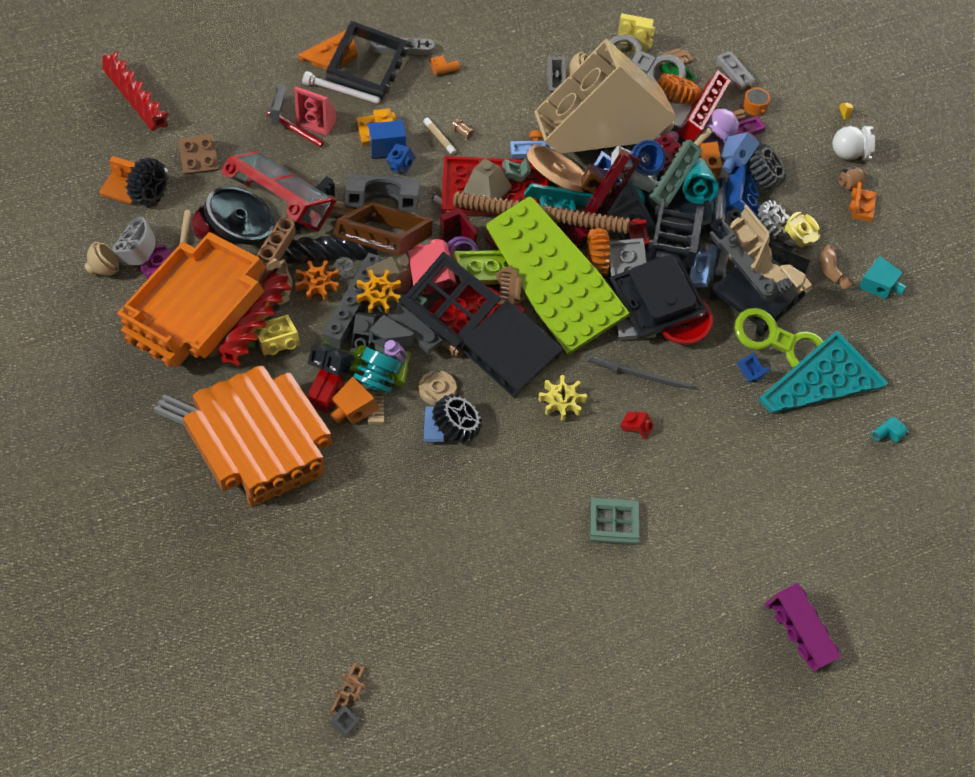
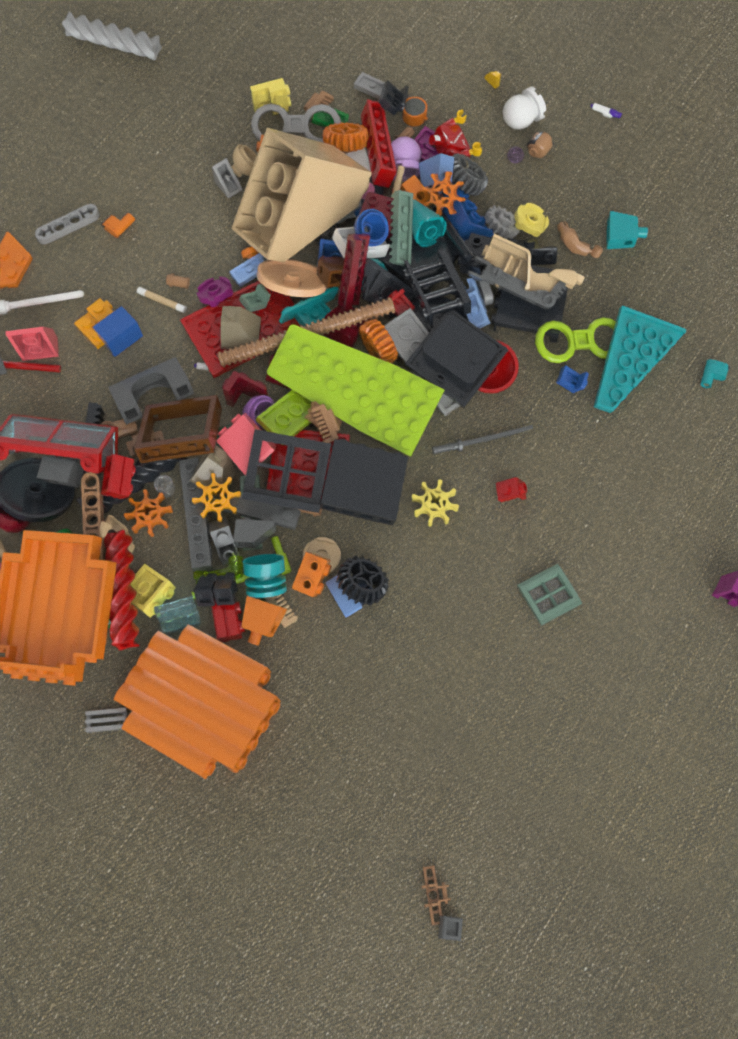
camera: 25 degrees left, 15 degrees up
(267, 210) = (60, 471): none -> dark grey brick
(287, 360) = (177, 615): none -> clear light blue bracket
(310, 234) = (118, 476): none -> red brick
(348, 80) = (49, 288): black window -> none
(395, 351) = (265, 547): lavender arm -> none
(400, 159) = (143, 345): blue brick -> none
(418, 392) = (312, 574): none -> orange brick
(487, 149) = (214, 291): none -> magenta plate
(736, 160) = (447, 188): none -> orange gear
(741, 80) = (392, 98): none -> black bracket
(774, 134) = (451, 140): none -> red torso
(825, 176) = (515, 155): none -> clear purple plate
(862, 204) = (562, 165): orange bracket -> none
(934, 183) = (607, 112): none -> white piece

